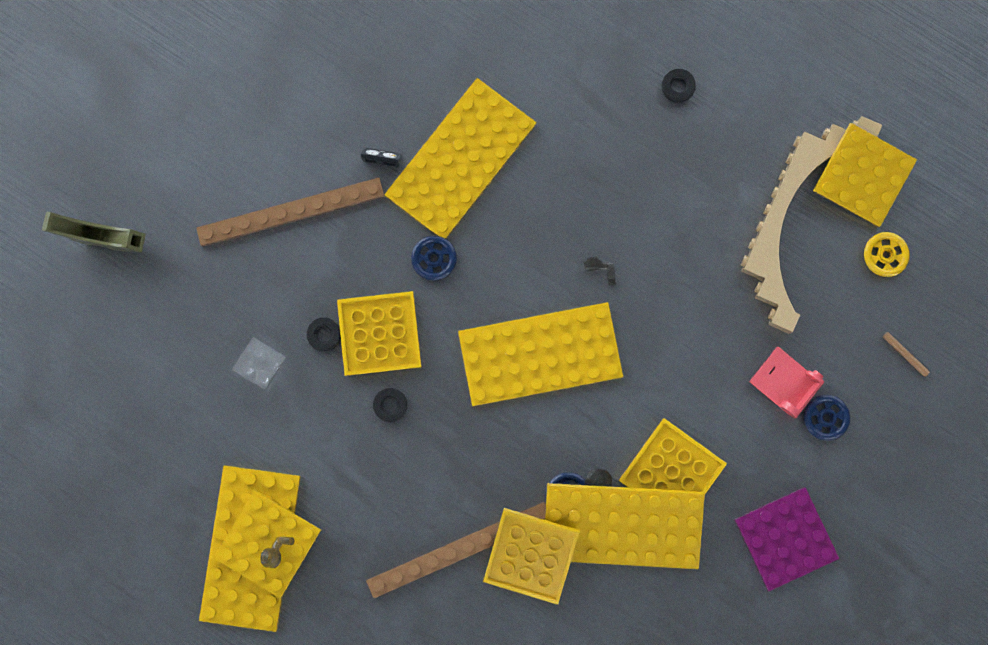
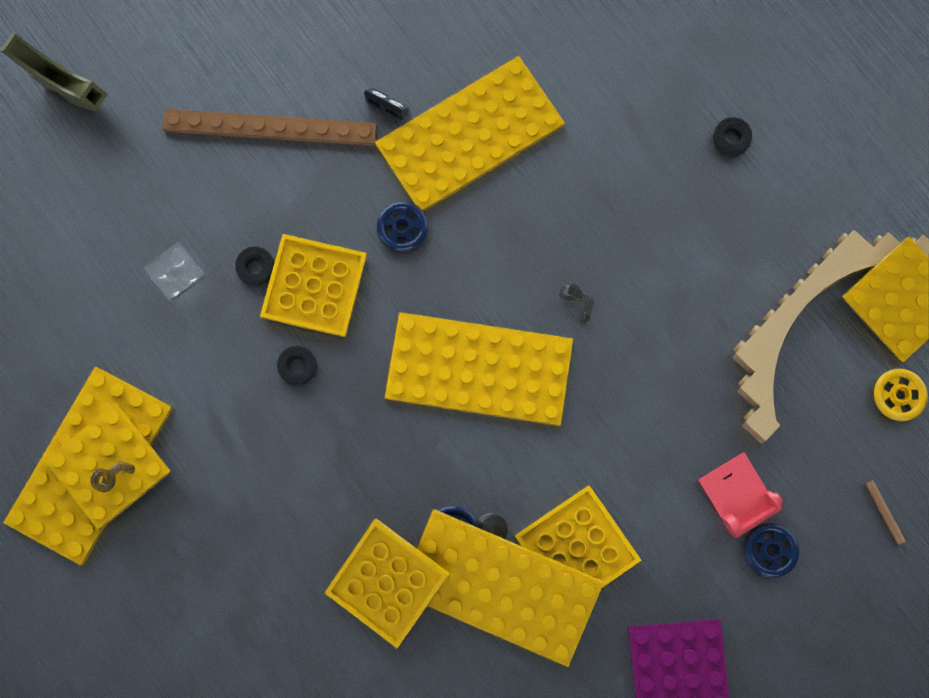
camera: 20 degrees right, 5 degrees down
(441, 557) = (287, 550): medium nougat plate -> none

